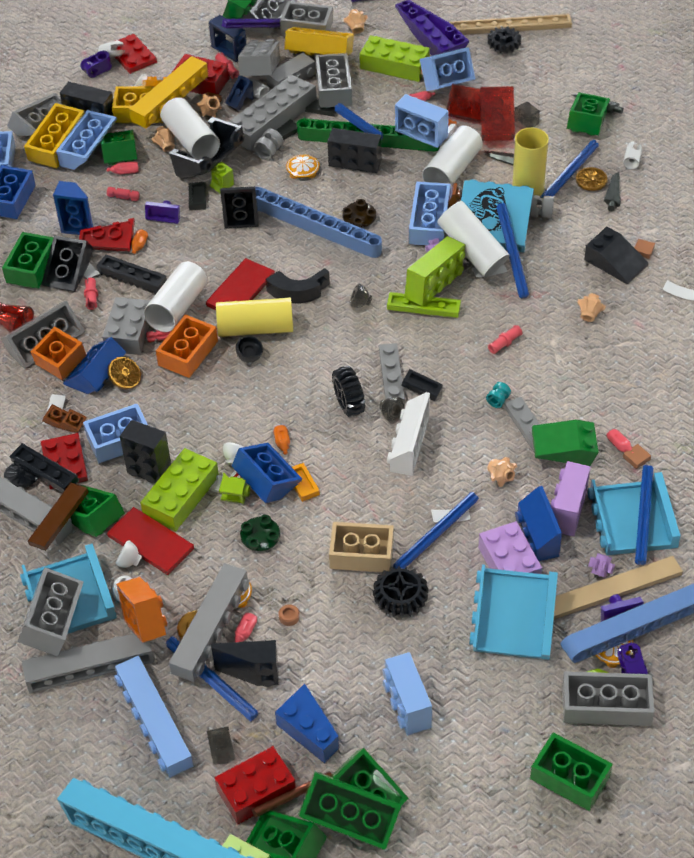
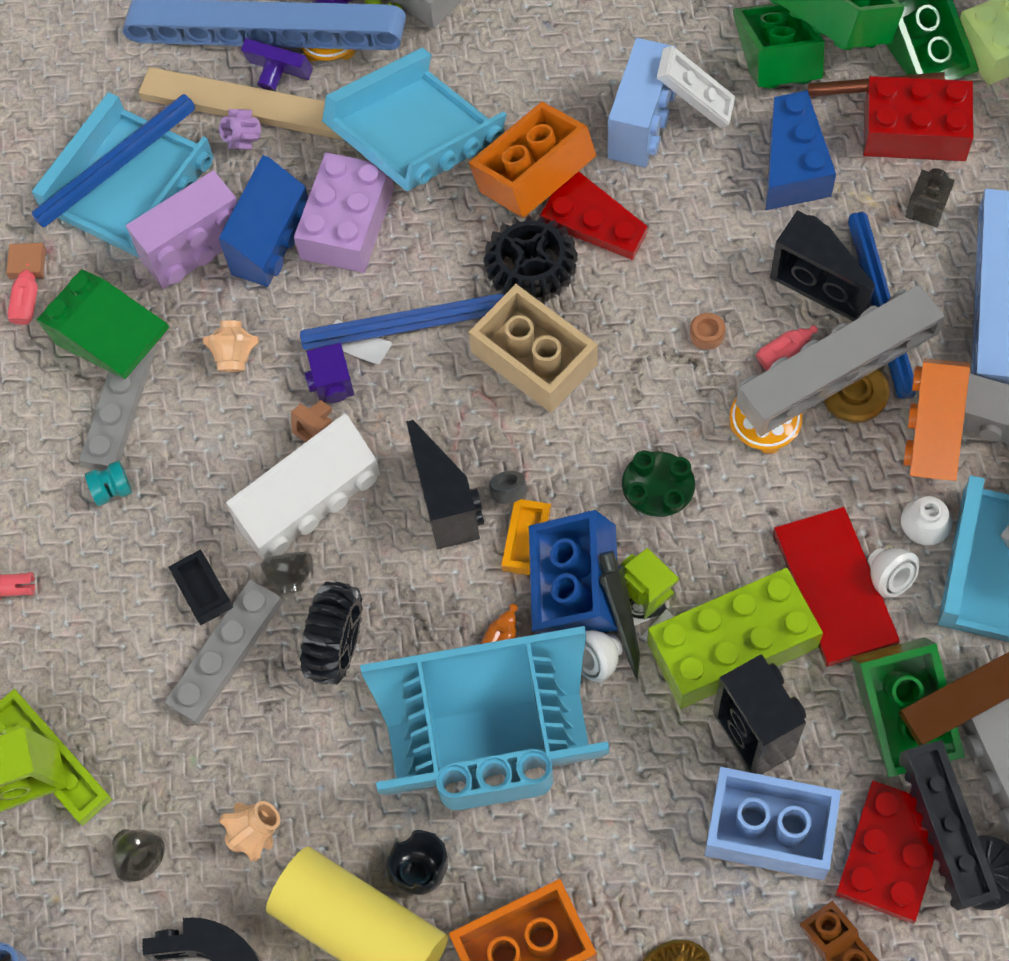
camera: 140 degrees left, 15 degrees up
(237, 467) = (617, 595): none -> pearl dark grey bar
(251, 394) = (484, 716): none -> medium azure panel
(323, 323) = (250, 828): none -> light nougat rock
(326, 492) = (508, 487): none -> dark grey tile
(351, 465) = (450, 502): none -> black slope
(383, 713) = (695, 86): none -> white tile
(394, 635) = (595, 217): none -> red wing
(434, 463) = (309, 422): none -> nougat tile
(438, 630) = (532, 159): none -> orange brick
(447, 488) = (329, 374): none -> dark purple brick

